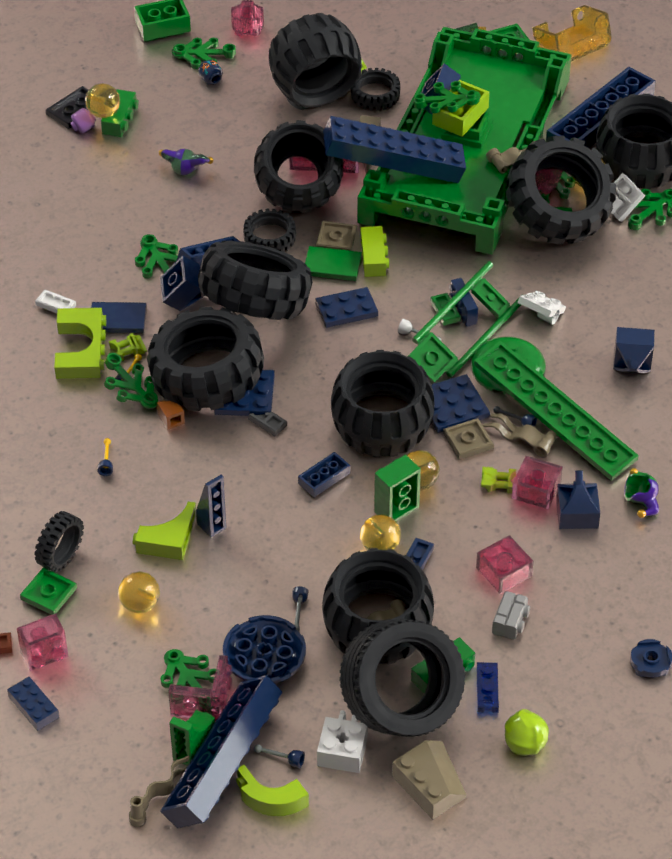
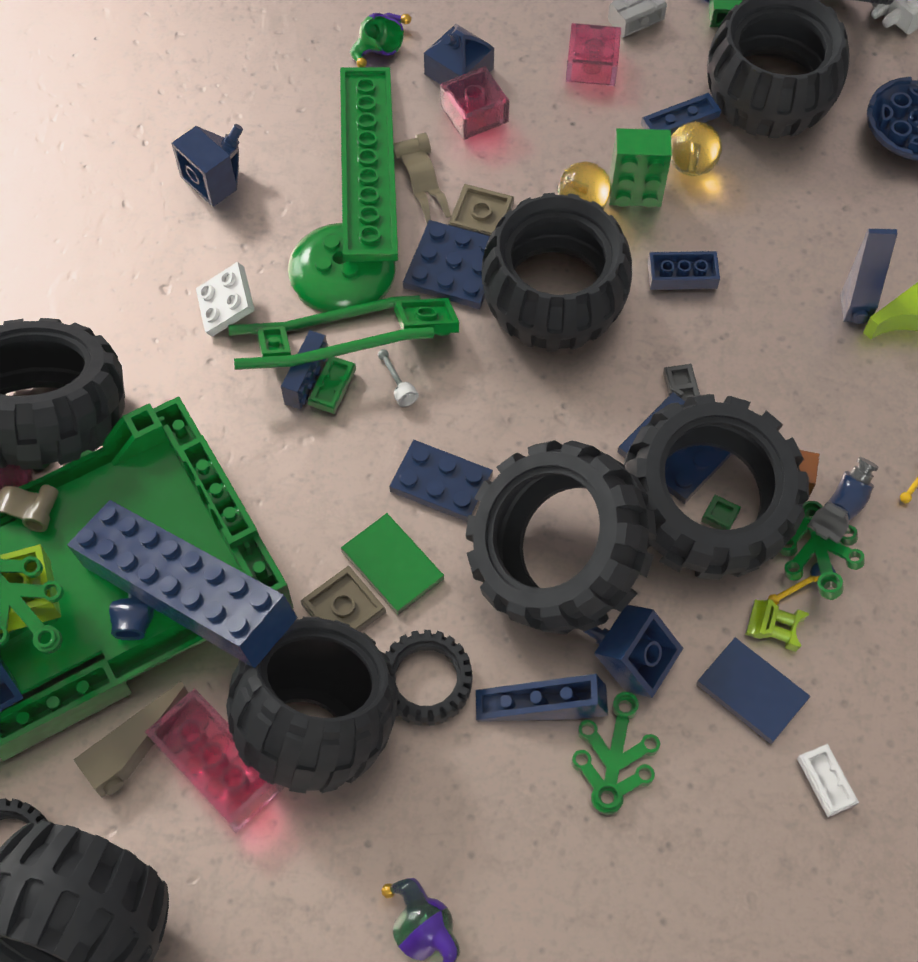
camera: 140 degrees left, 15 degrees up
(89, 361) = (813, 685): lime arch -> none
(135, 404) = (846, 502): none -> piece
(299, 595) = (822, 160): hinge -> none
(374, 251) = (326, 533): lime brick -> none
(490, 475) = (511, 148): lime piece -> none
(528, 419) = (402, 184): hinge -> none

